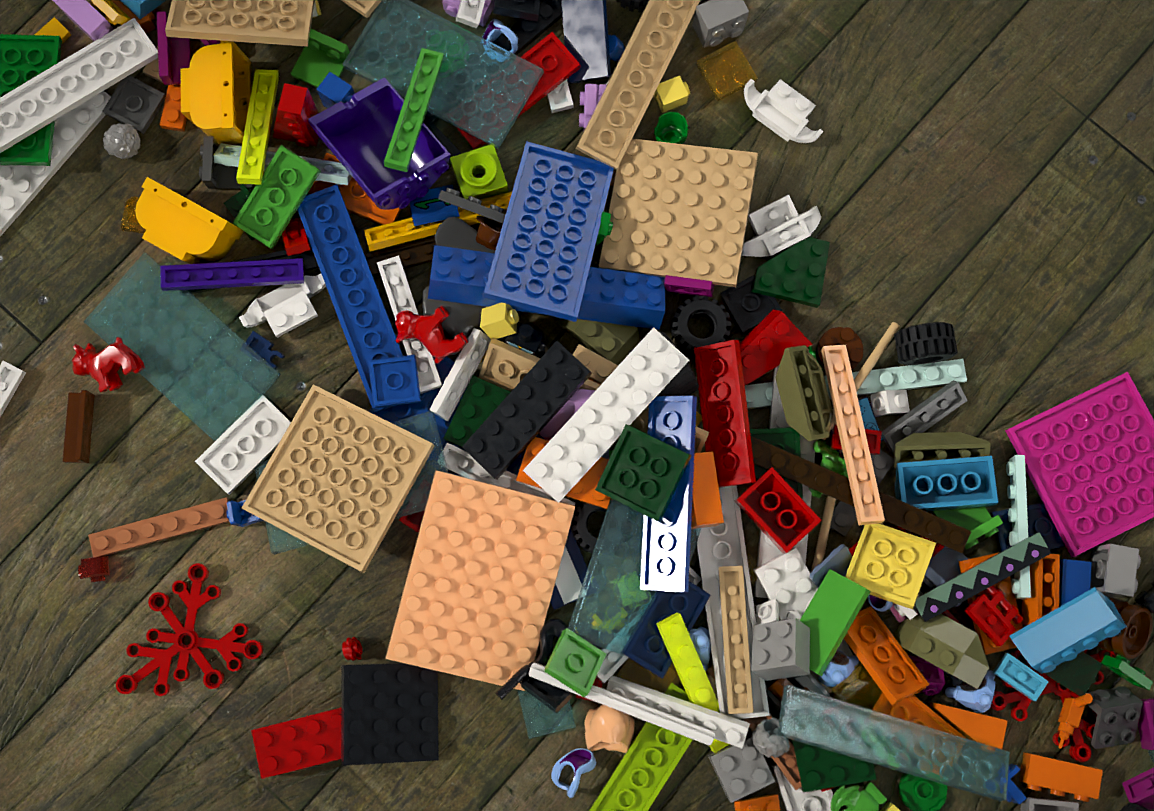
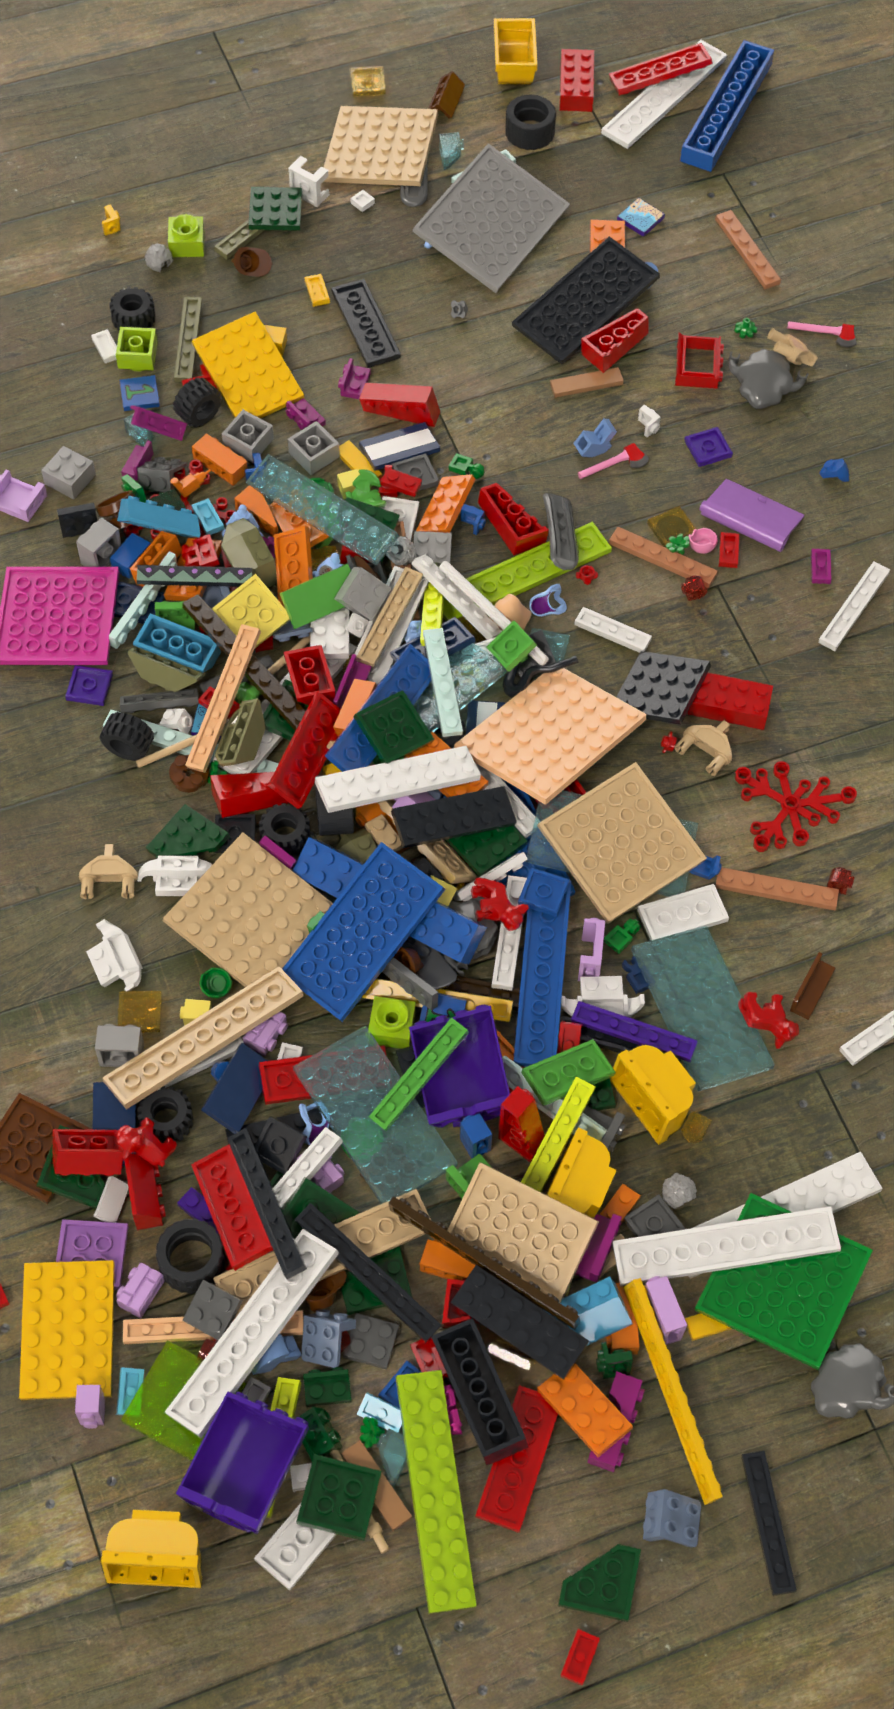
camera: 150 degrees left, 20 degrees down
(298, 382) = (620, 938): none -> green plate
(303, 677) = (711, 740): none -> tan connector
(306, 327) = (592, 932): none -> lavender panel
(482, 771) = (613, 630): none -> white plate
(625, 568) = (442, 682): none -> light aqua plate
(728, 534) = (354, 670): none -> magenta panel
(850, 200) = (107, 869): none -> tan connector
(1008, 400) = (89, 685): none -> dark purple tile

